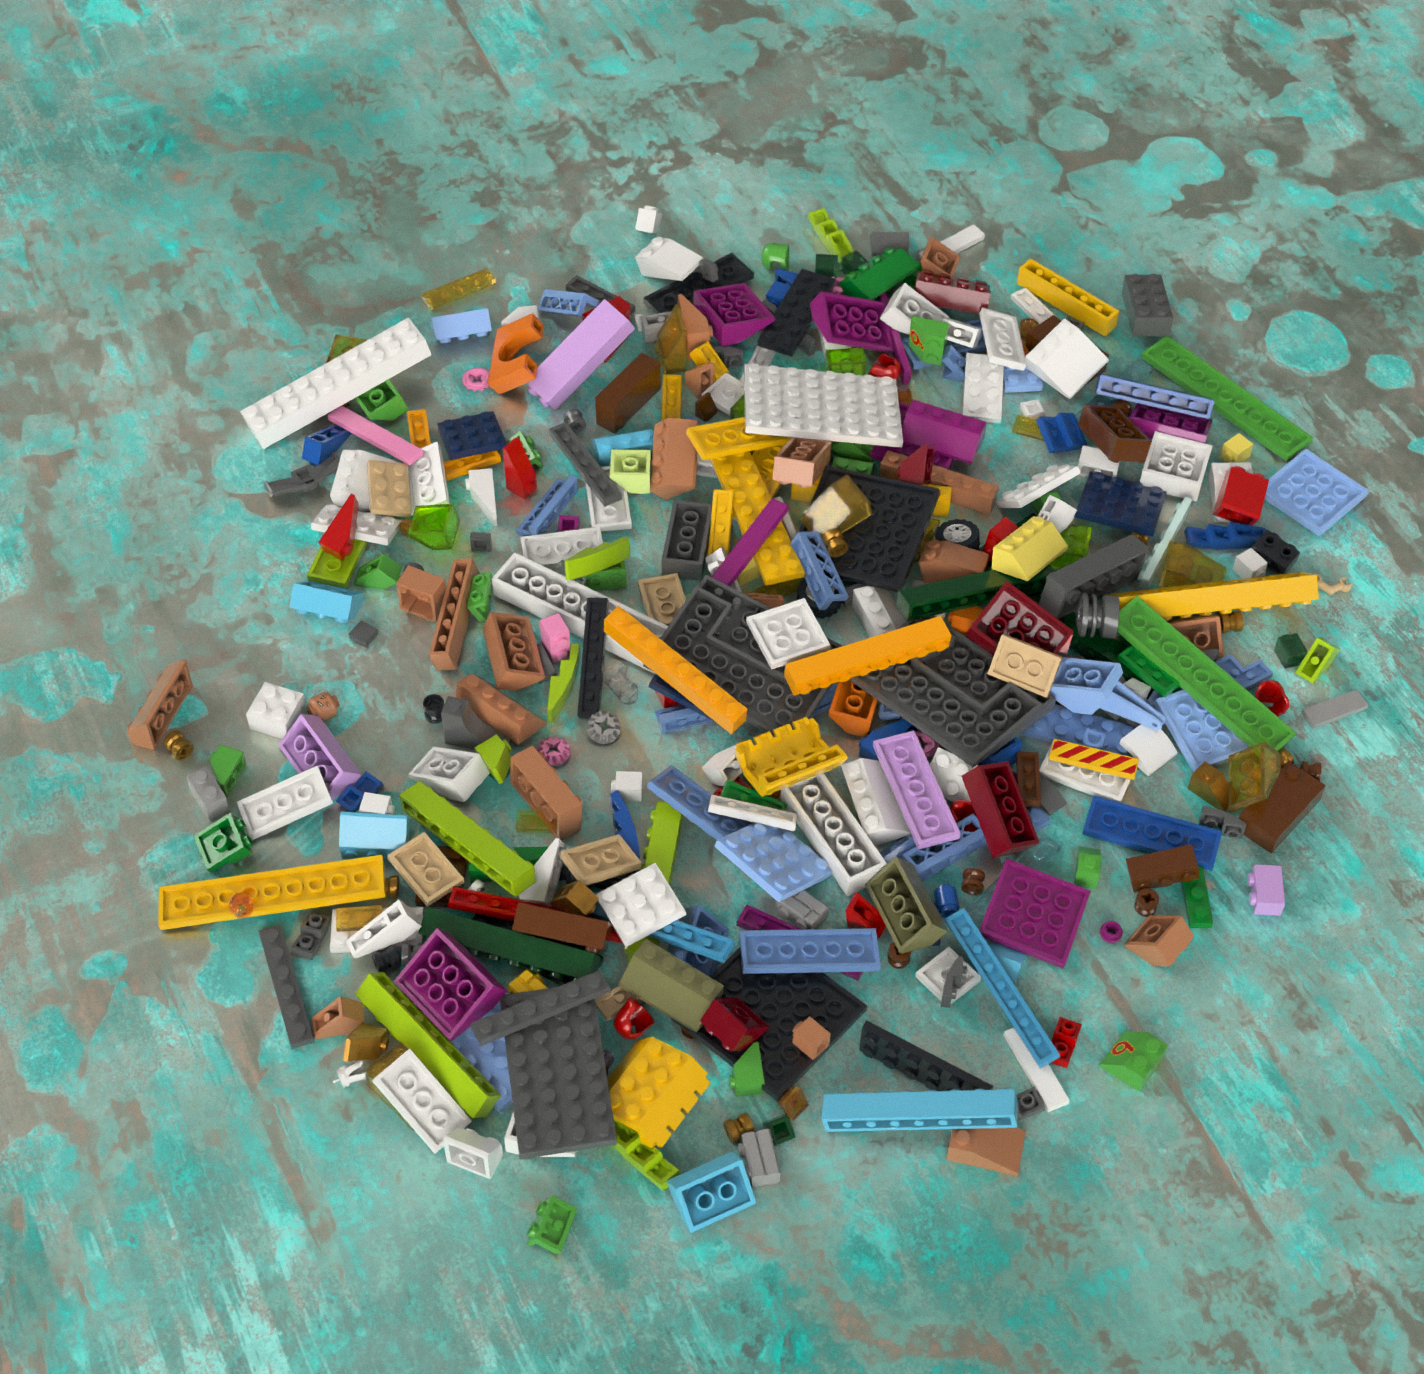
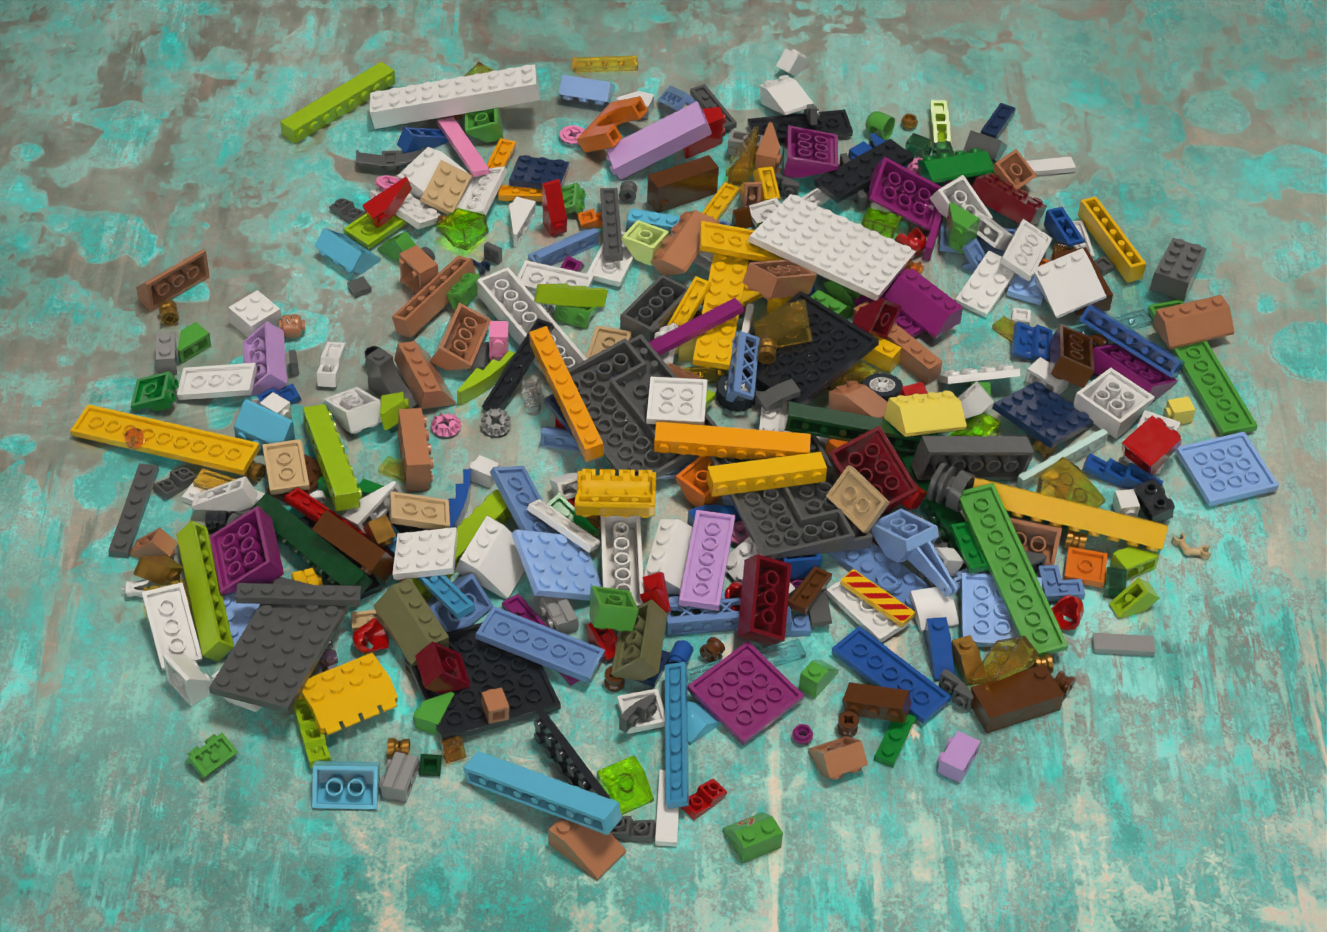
camera: 25 degrees right, 5 degrees down
(206, 434) = (337, 102): none -> lime brick
(293, 553) = (346, 210): none -> dark grey slope
(327, 506) = (386, 181): none -> bright pink gear
(351, 747) = (293, 362): none -> dark grey tile
(391, 732) = (330, 364): none -> white slope
(479, 560) = (482, 266): none -> dark blue hand
(556, 465) = (590, 219): none -> orange slope
(703, 877) = (493, 559): none -> white slope
(799, 242) = (909, 121): none -> pearl gold plate
(865, 882) = (612, 609): none -> bright green slope
(875, 585) = (774, 396): none -> dark grey slope
(883, 212) = (998, 120): none -> dark blue plate
(890, 844) = (656, 590): none -> red slope
(921, 675) = (766, 474): none -> yellow brick
(986, 1059) = (626, 784): none -> clear neon green slope
(1017, 303) = (1061, 227): none -> blue slope
(1178, 785) = (939, 646): none -> blue slope
(1197, 355) = (1194, 322): none -> nougat slope
(1254, 644) = (1086, 565): none -> orange plate
(1292, 620) = (1134, 561): none -> lime slope

